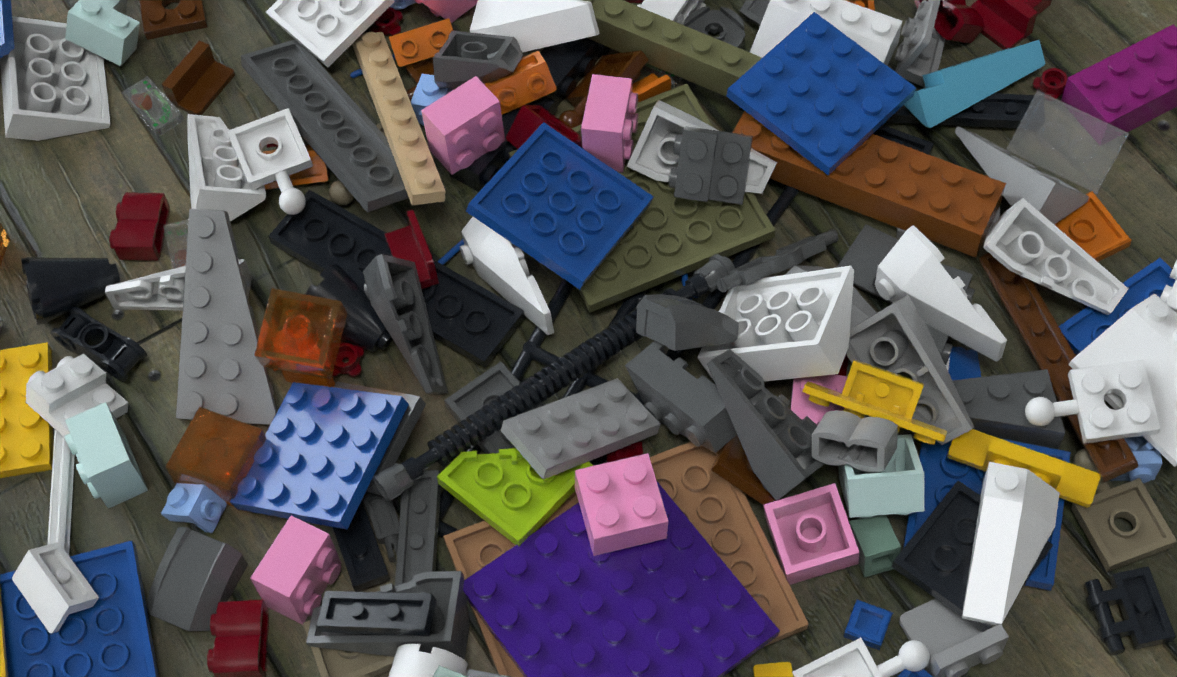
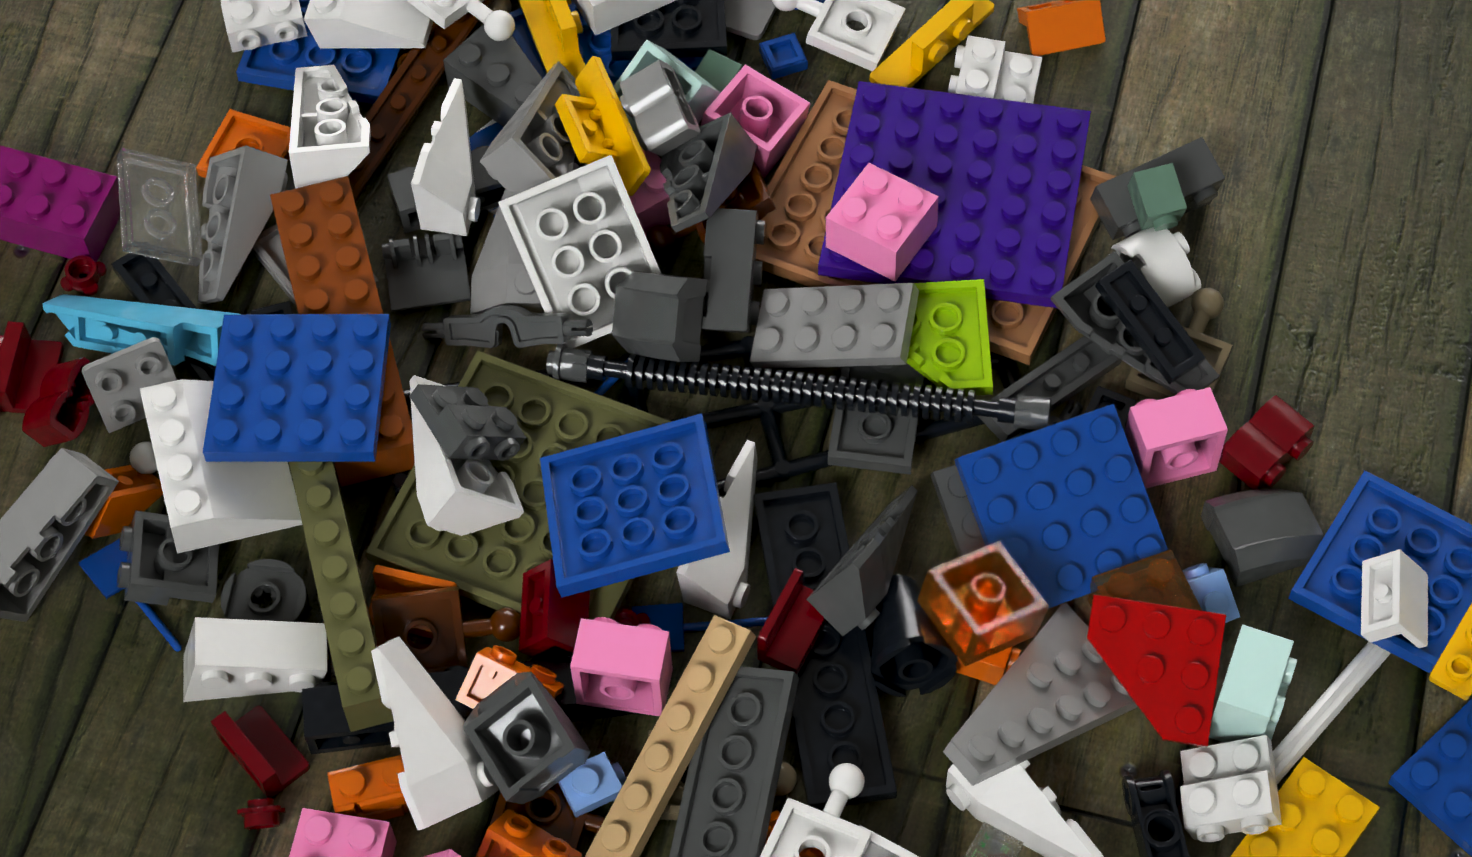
camera: 135 degrees left, 0 degrees up
(171, 413) = (1163, 661): none -> red plate
(610, 120) = (498, 541): bright pink brick -> none

